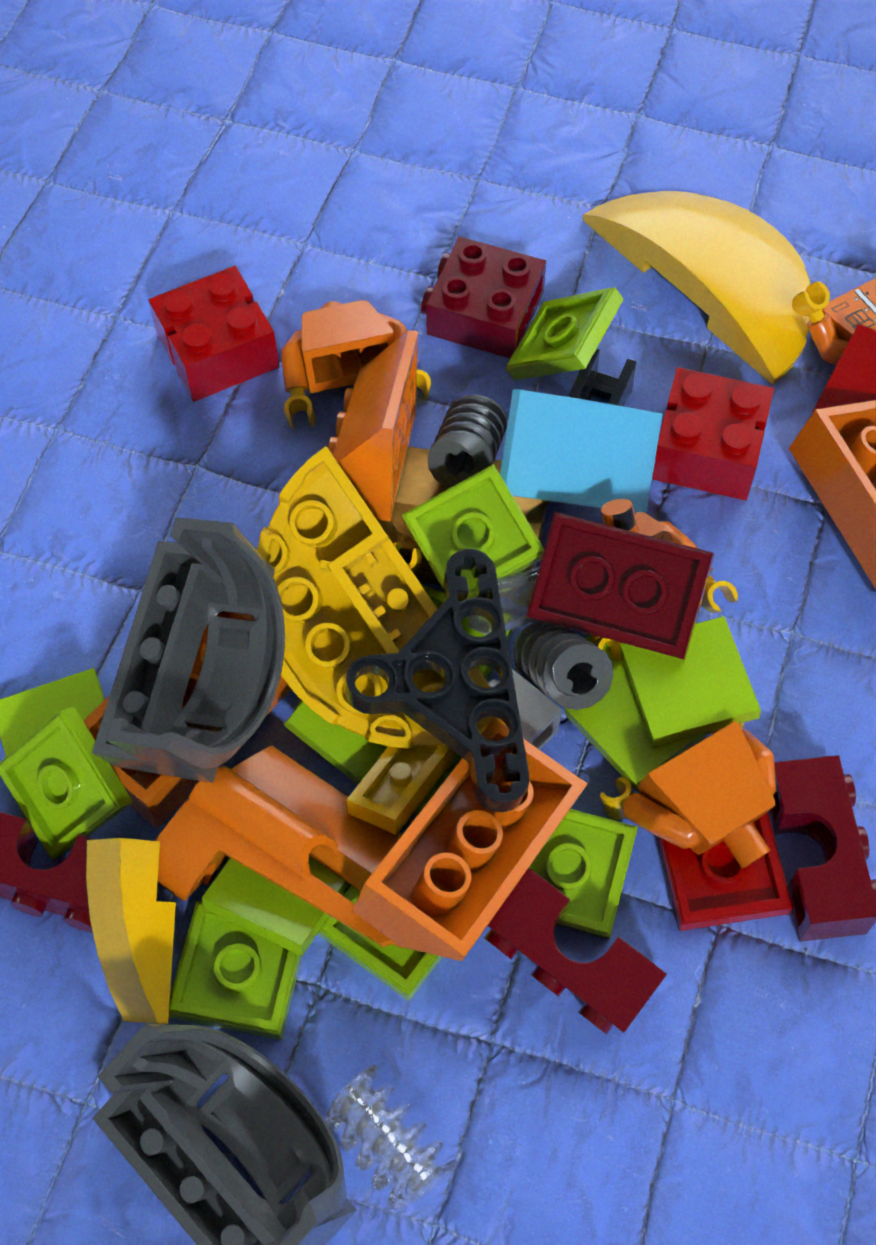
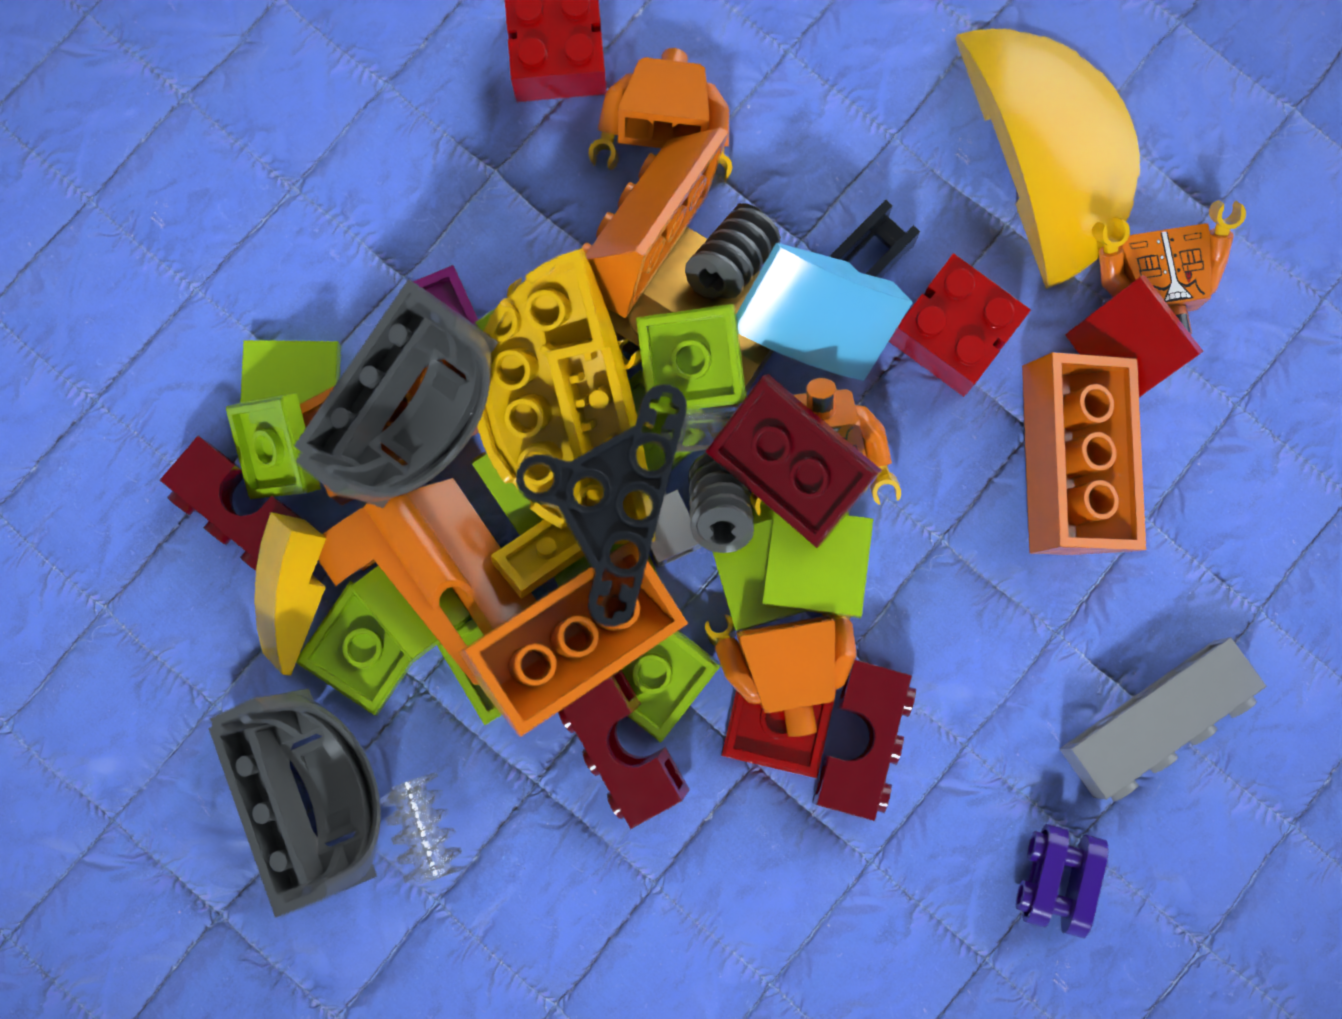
camera: 20 degrees right, 20 degrees up
(484, 296) = (819, 96): dark red brick -> none
(564, 334) = (872, 171): lime tile -> none

